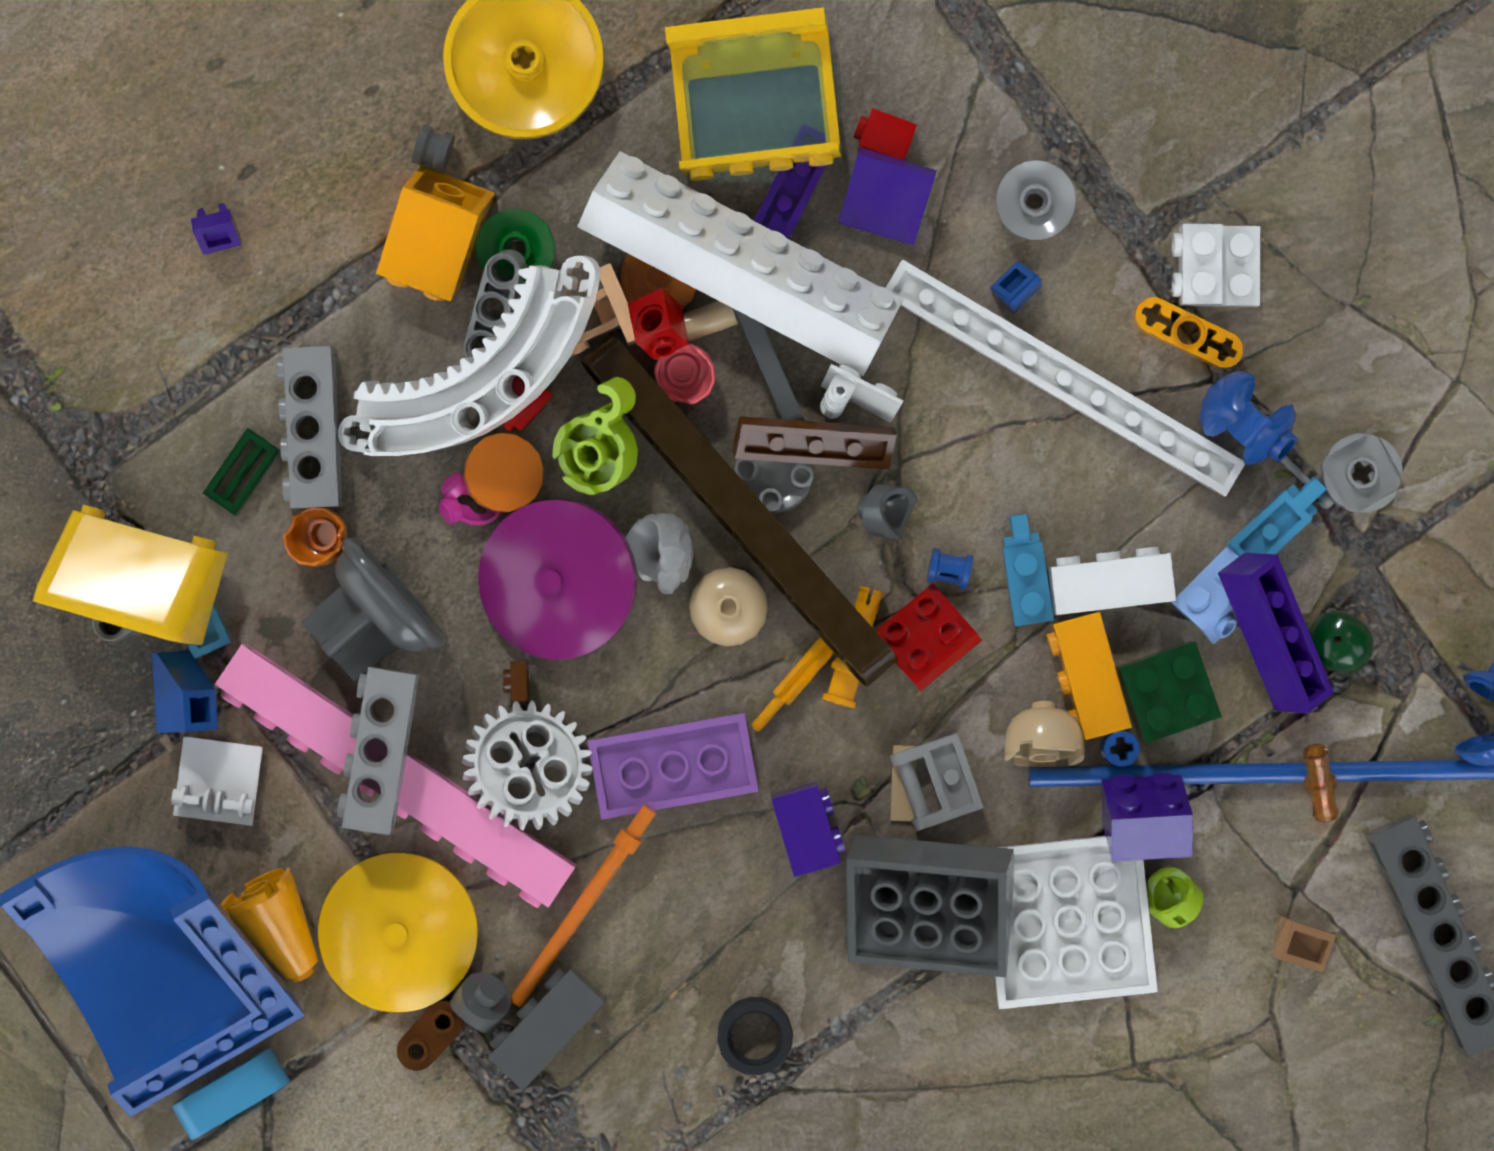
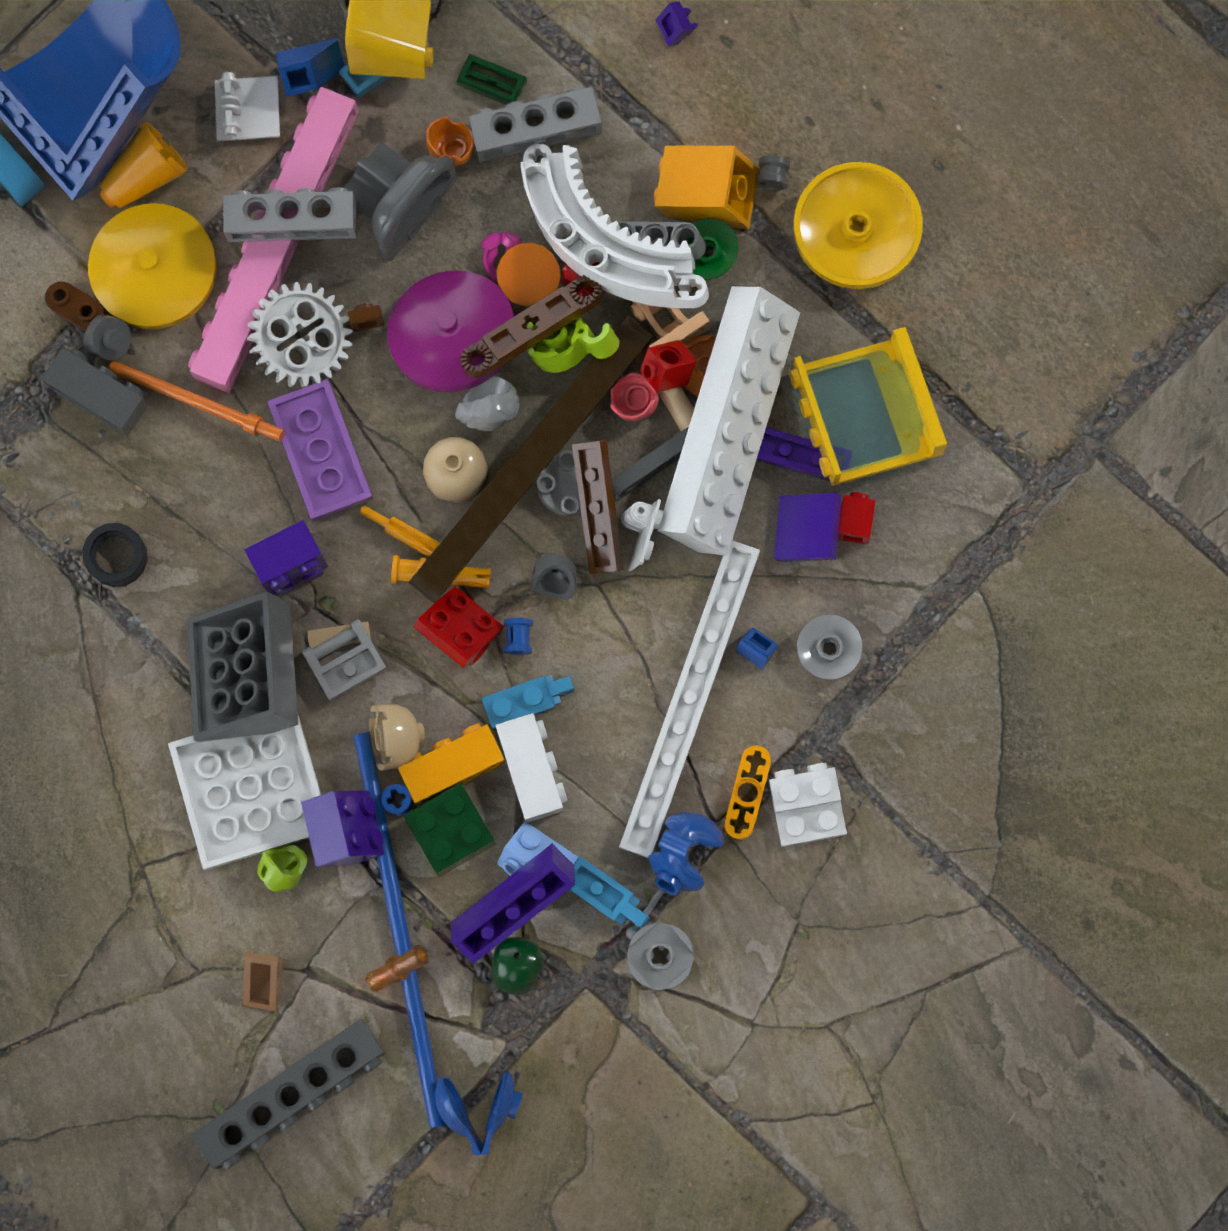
camera: 90 degrees right, 10 degrees down
(592, 507) = (514, 336): none -> reddish brown piece

